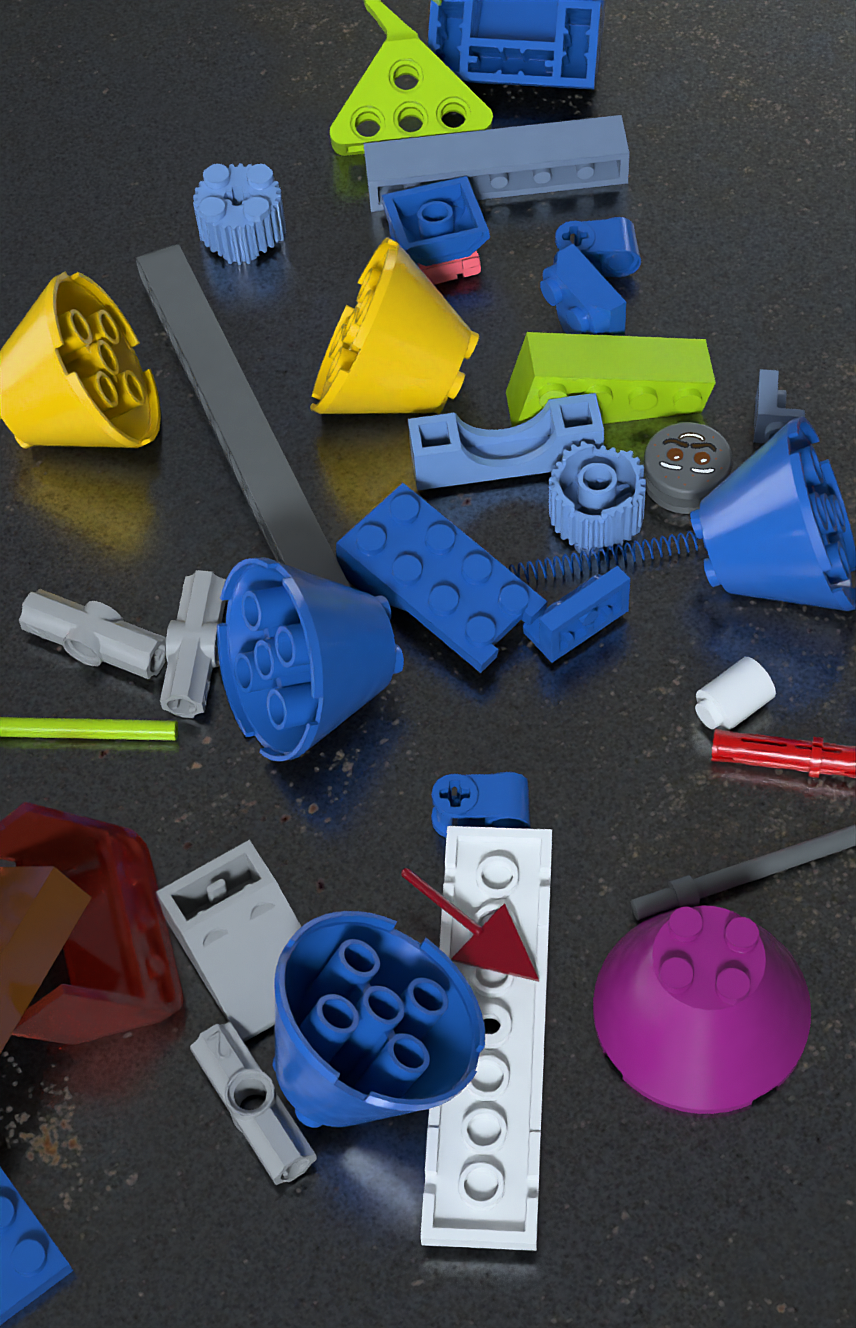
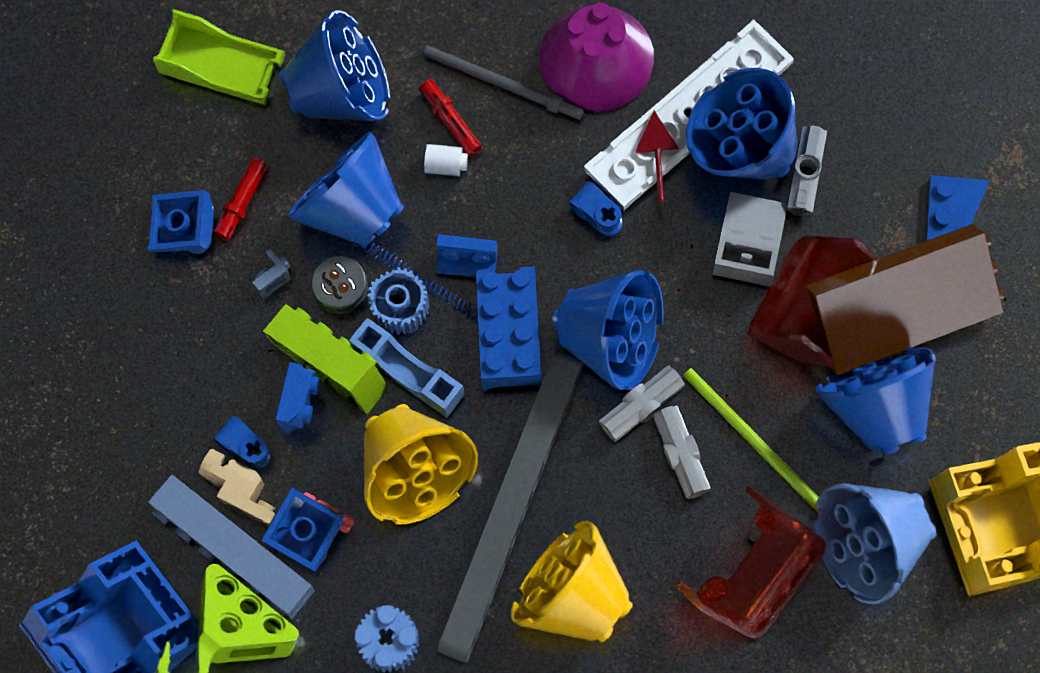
camera: 135 degrees left, 15 degrees up
(545, 205) = (239, 486): none -> tan plate

